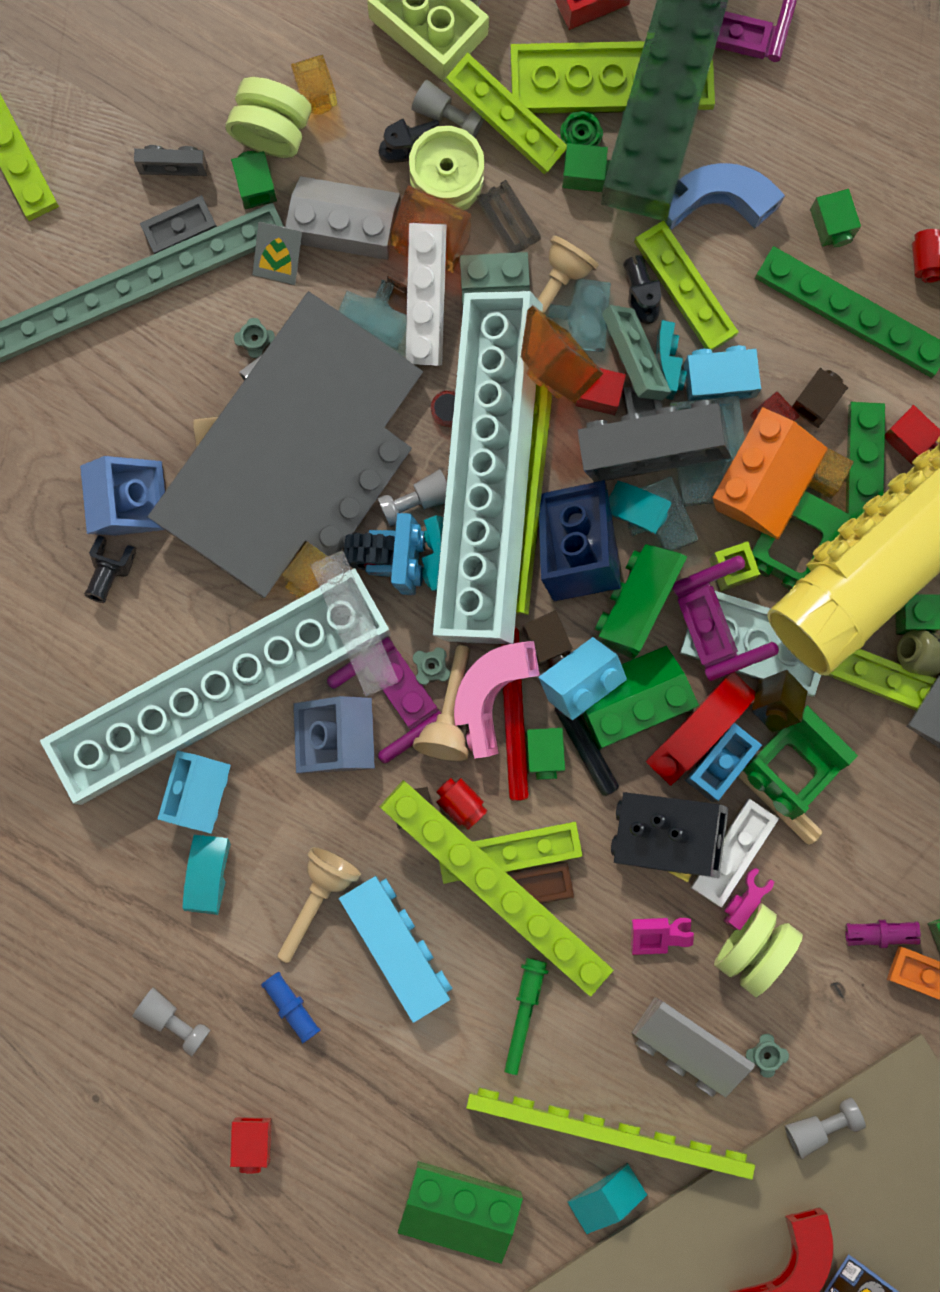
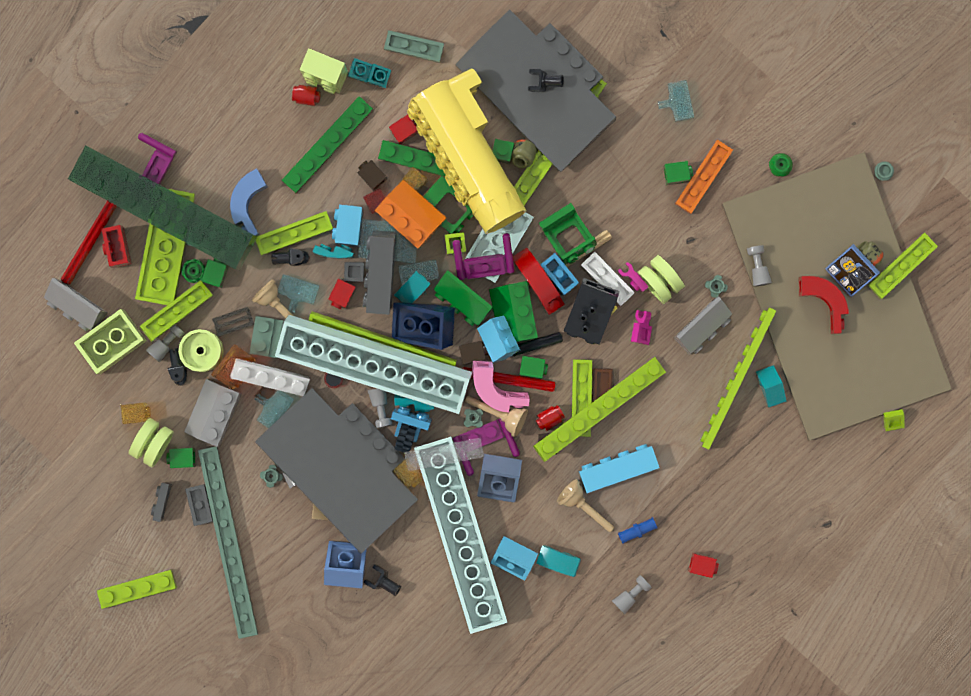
camera: 70 degrees left, 5 degrees up
(277, 253) = (227, 454): light grey sticker -> none
(460, 1212) = (761, 464): green slope -> none
(528, 997) = (659, 404): green pin -> none
(556, 357) = (322, 314): clear orange slope -> none
(636, 352) = (326, 270): sand green plate -> none
(779, 701) = (533, 237): dark brown brick -> none
(835, 218) = (274, 142): green brick -> none
(882, 933) = (666, 210): magenta pin -> none

